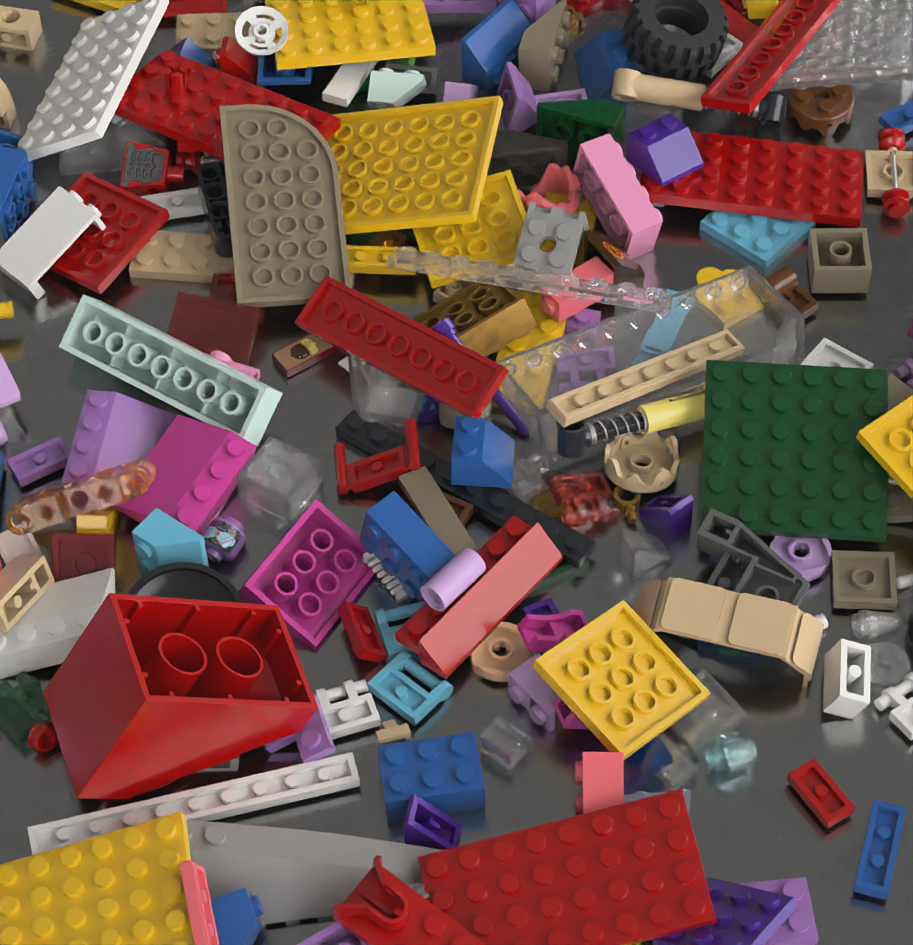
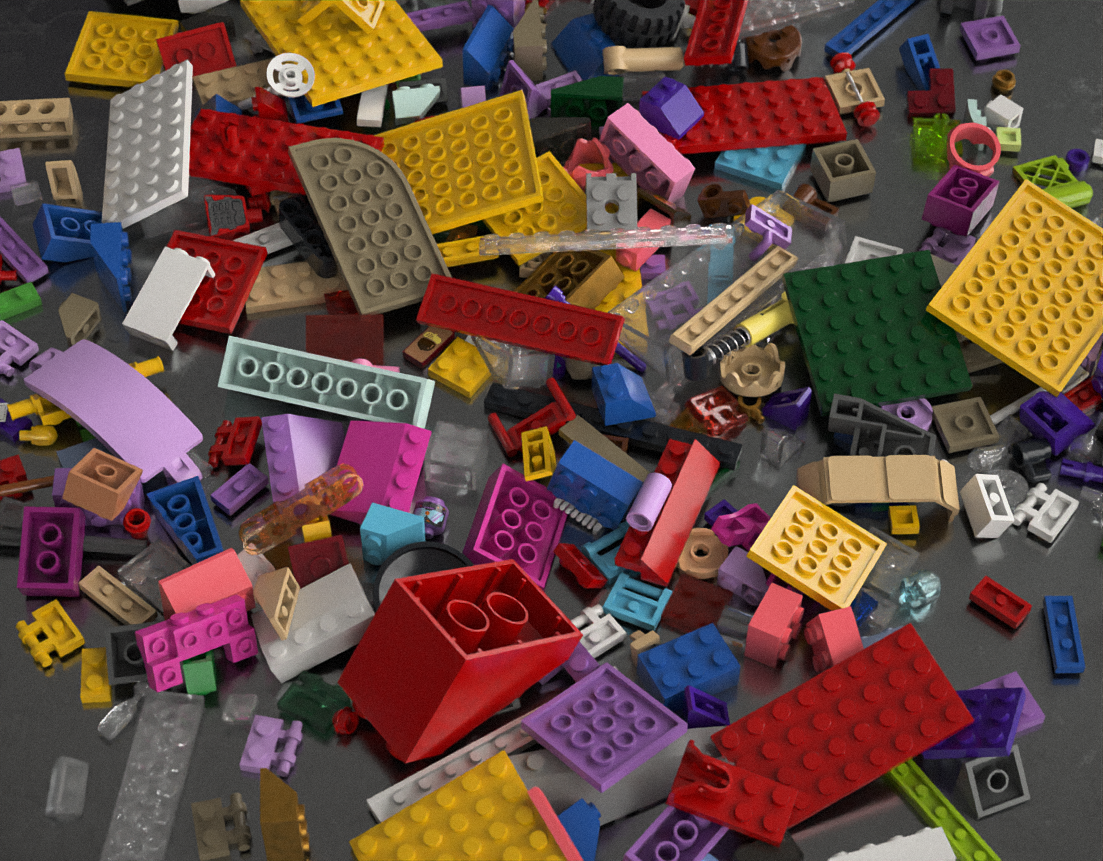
camera: 20 degrees left, 0 degrees up
(55, 410) = (240, 441): none -> red plate
(303, 816) = (604, 727): none -> medium lavender plate
(325, 386) = (460, 368): none -> yellow plate
(360, 494) = (538, 454): none -> yellow slope
(472, 706) = (695, 604): none -> clear red plate
(542, 752) = (774, 626): none -> coral brick
(684, 268) = (717, 203): none -> reddish brown plate
(721, 308) = (770, 228): none -> medium lavender plate
(747, 671) = (903, 519): none -> yellow plate

